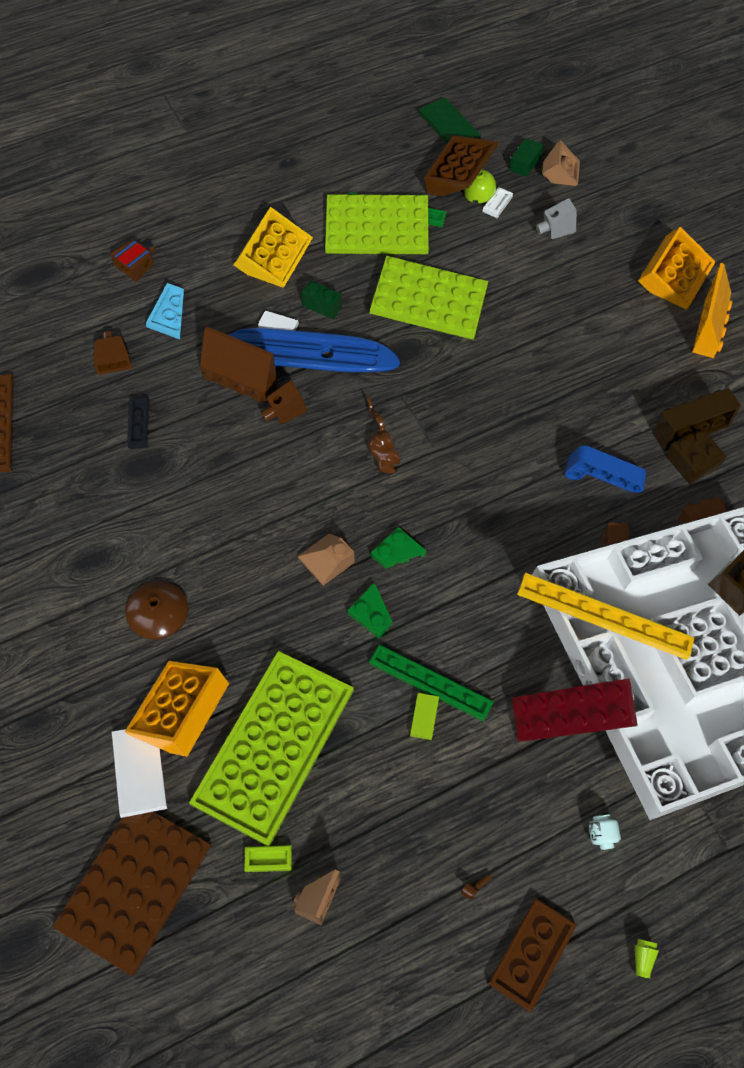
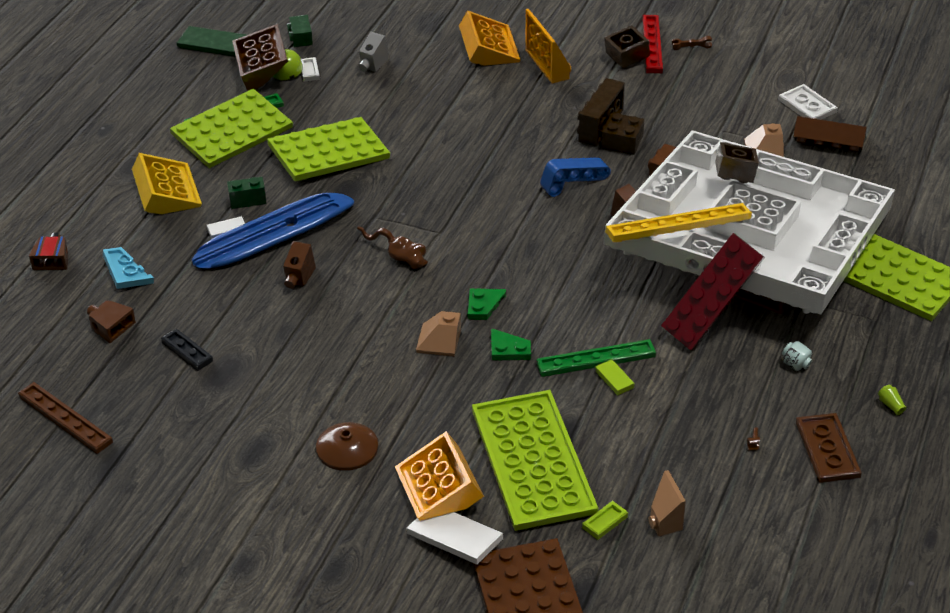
camera: 40 degrees left, 20 degrees down
(238, 365) = (235, 259): reddish brown slope -> none
(561, 166) = (333, 23): medium nougat slope -> none

